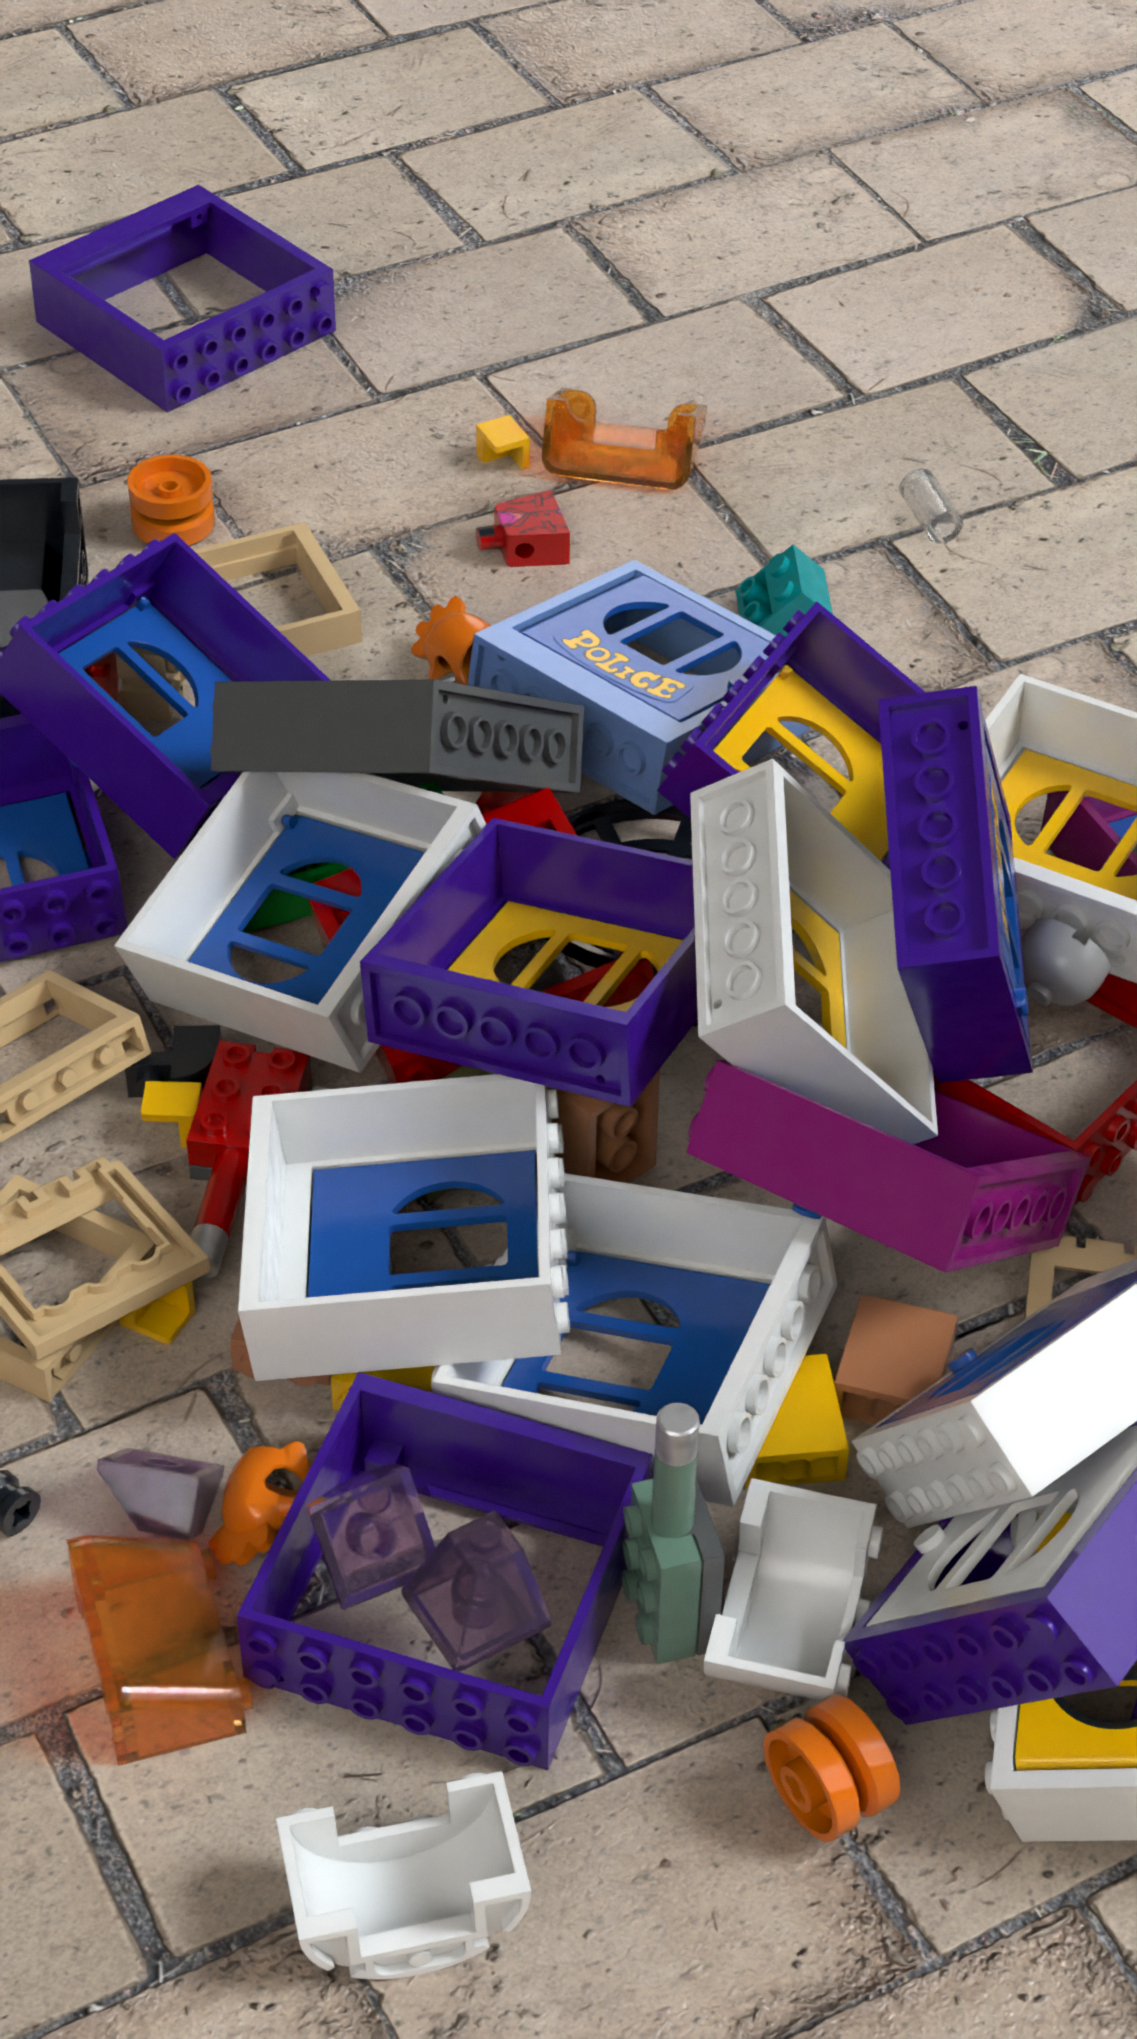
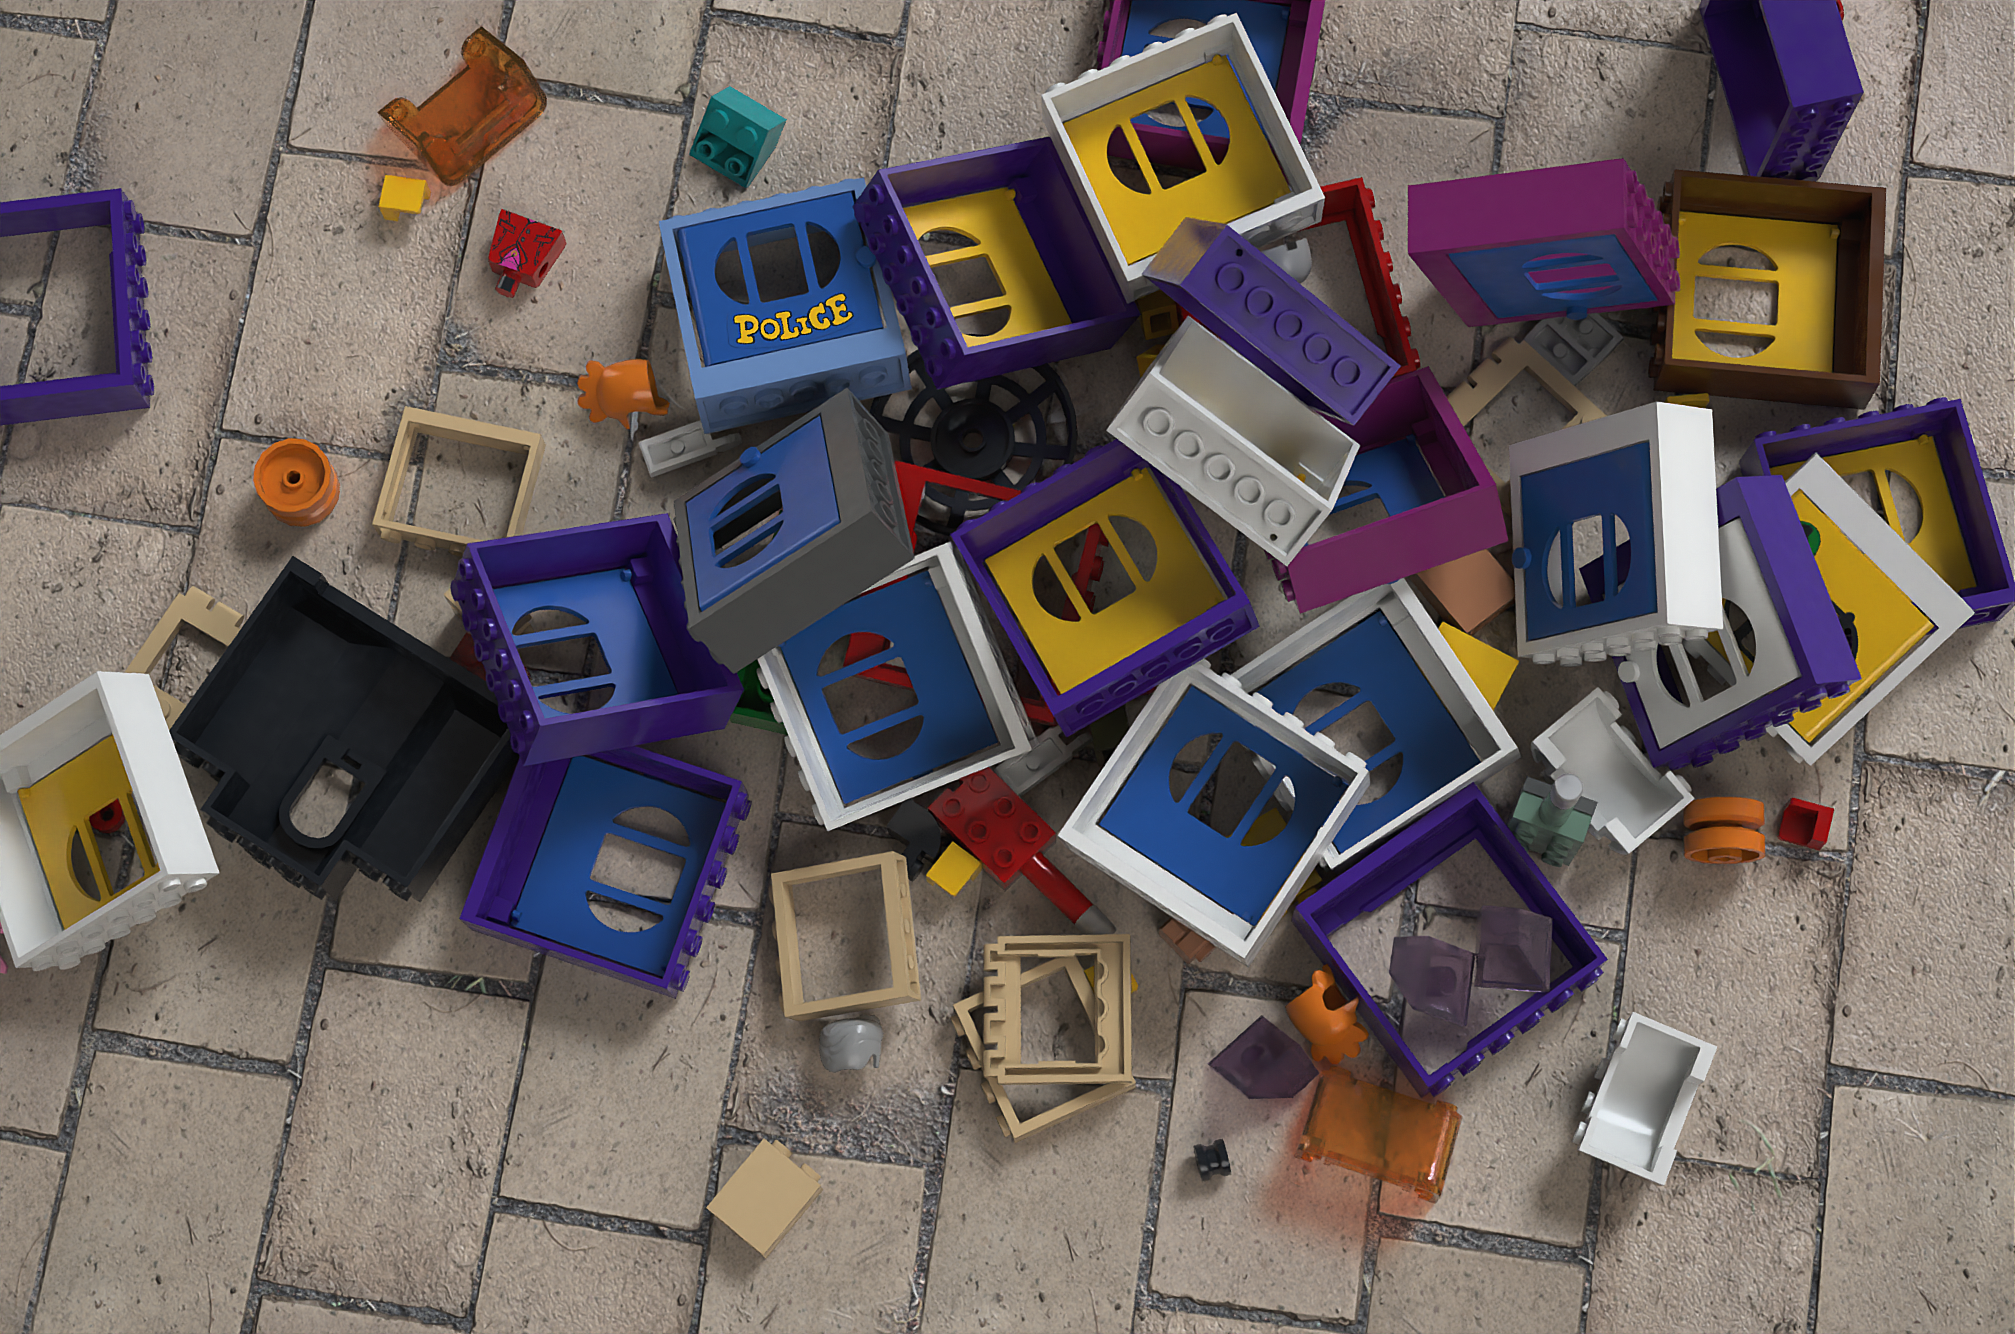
camera: 50 degrees left, 30 degrees up
(932, 1877) = (1805, 823): none -> red panel

